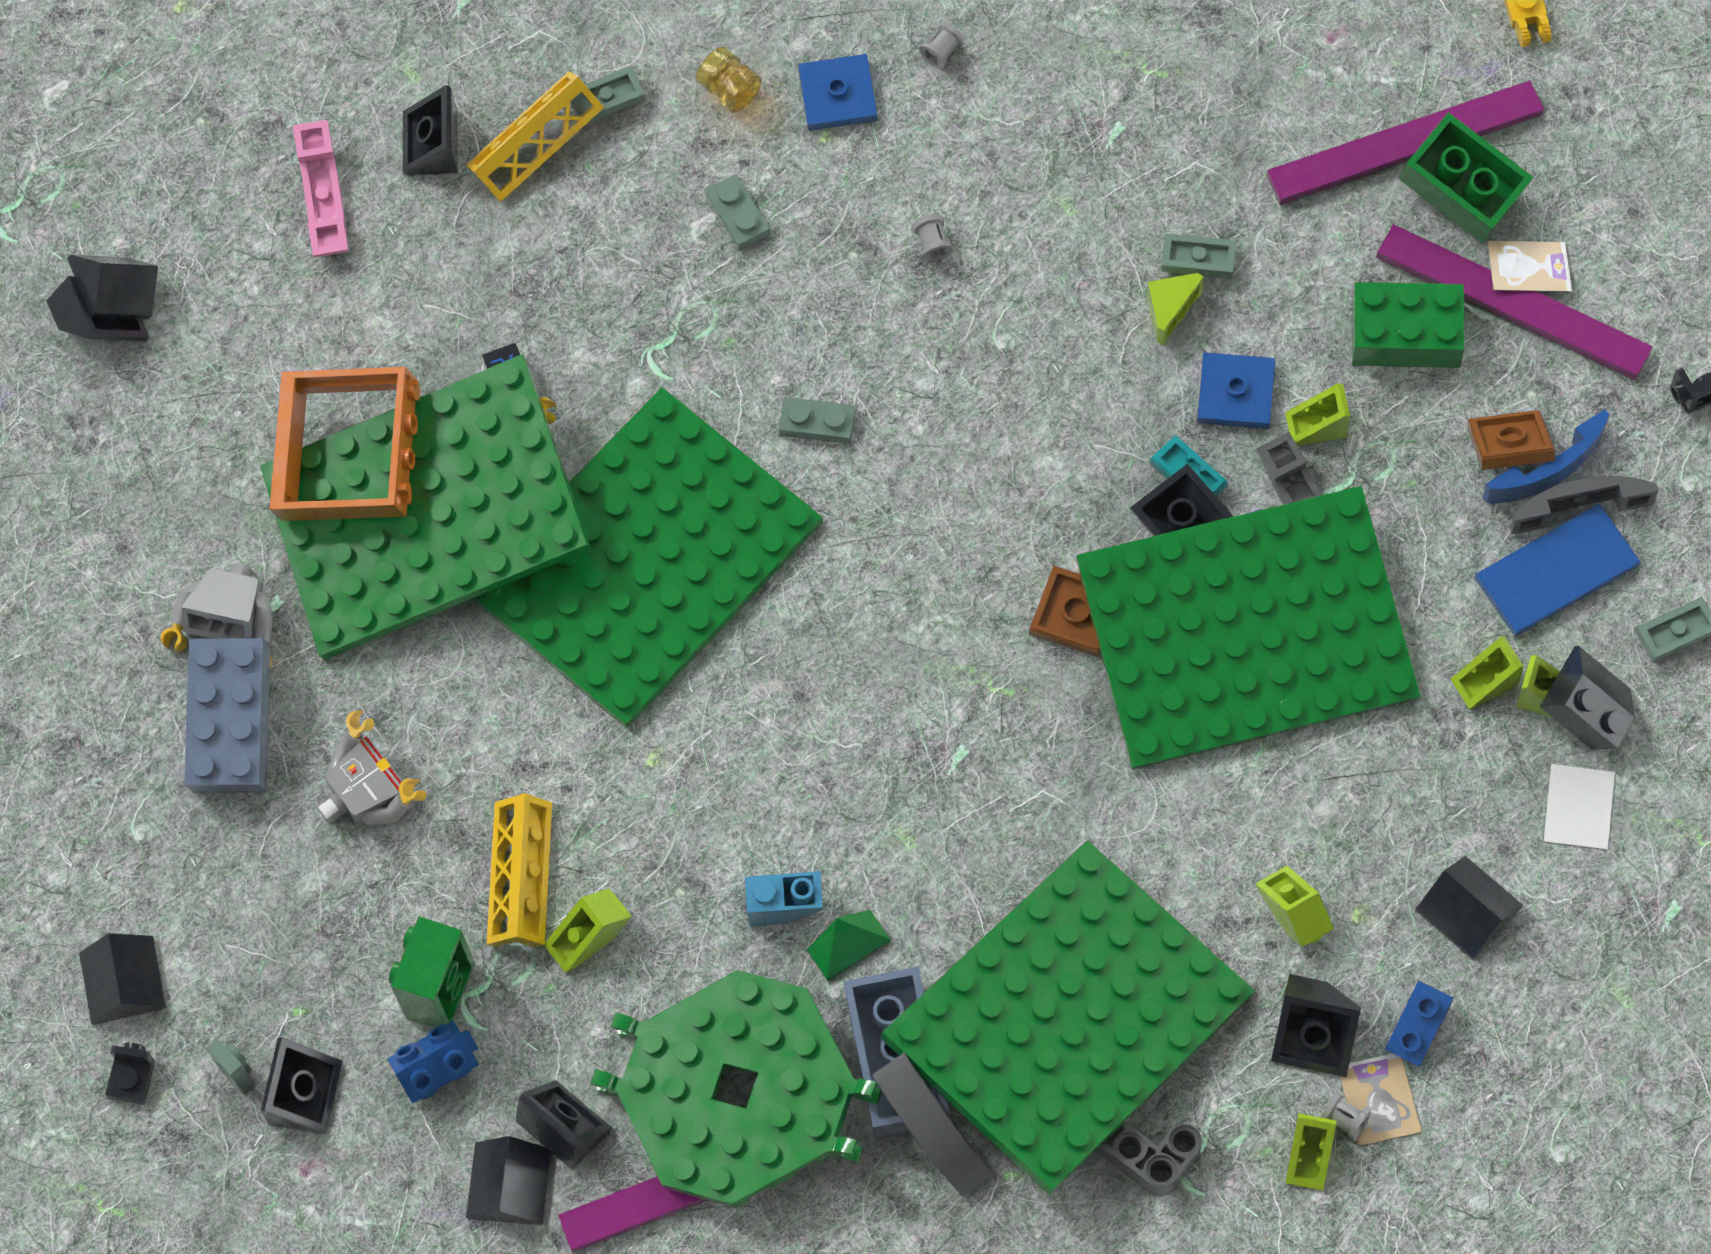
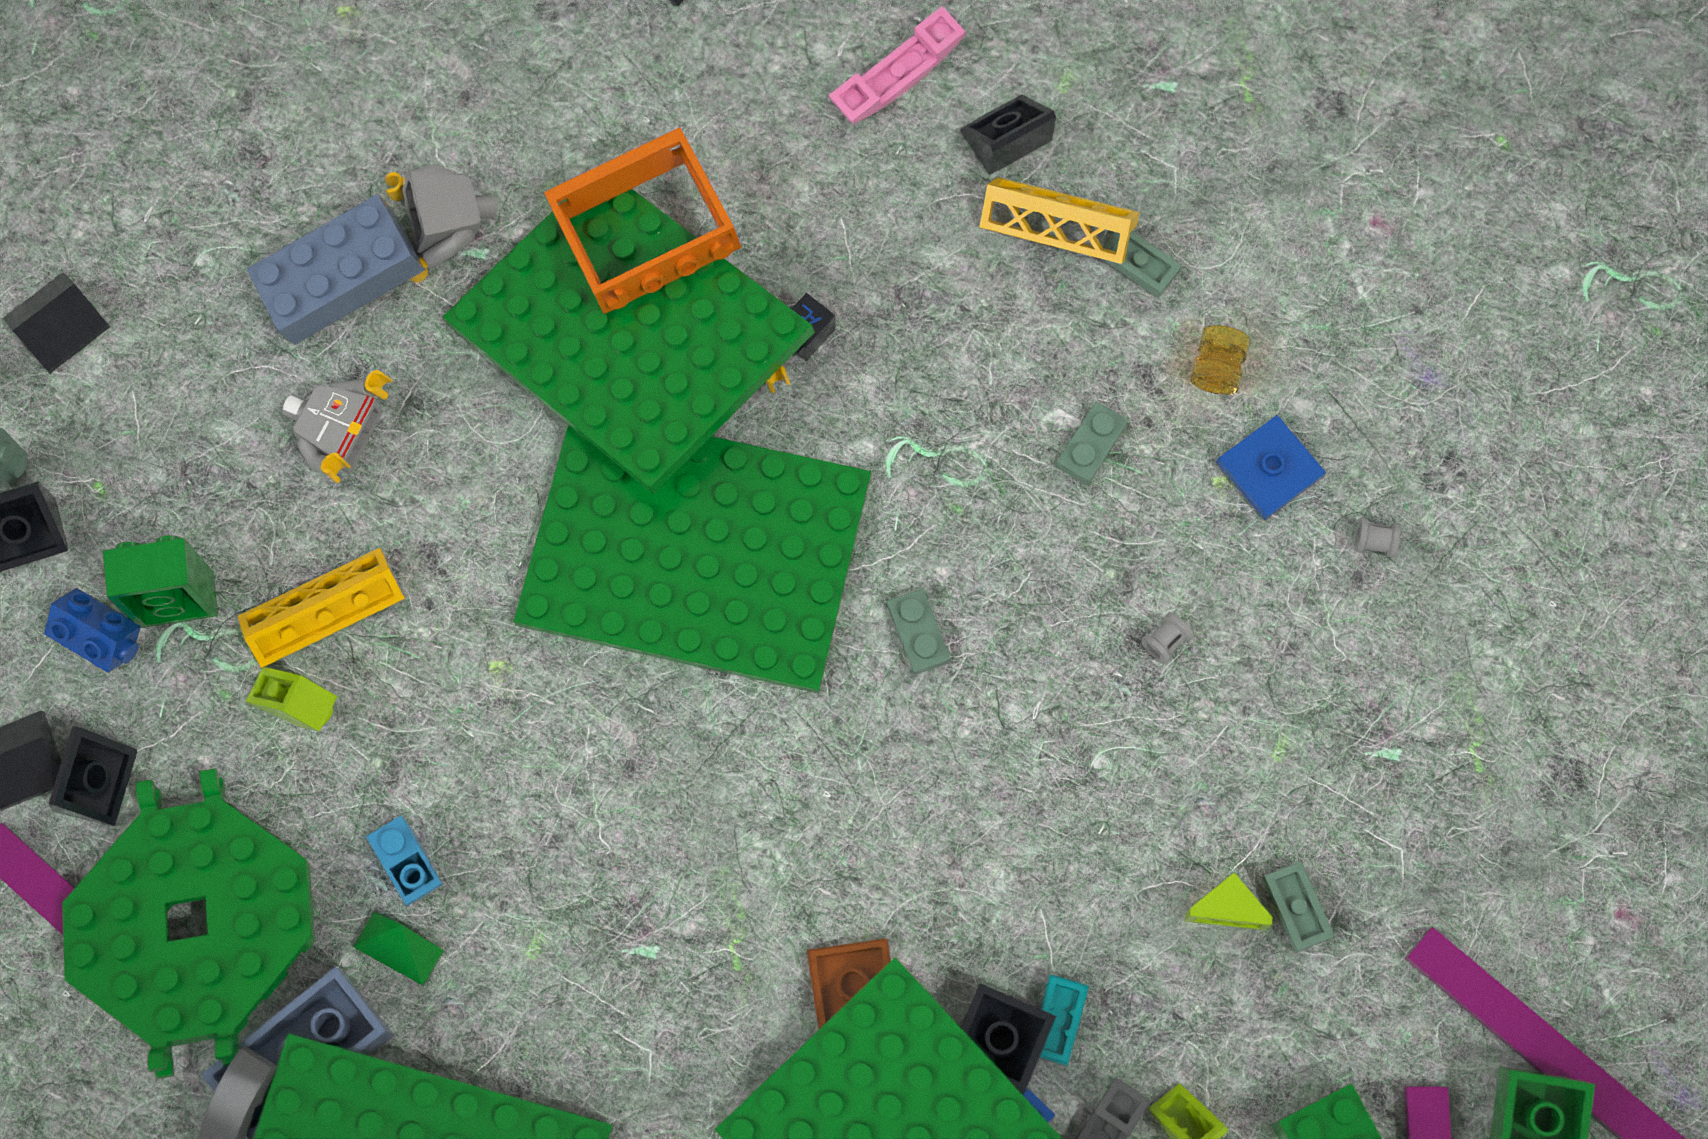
camera: 55 degrees right, 5 degrees up
(1236, 390) = (1175, 1021): blue plate -> none

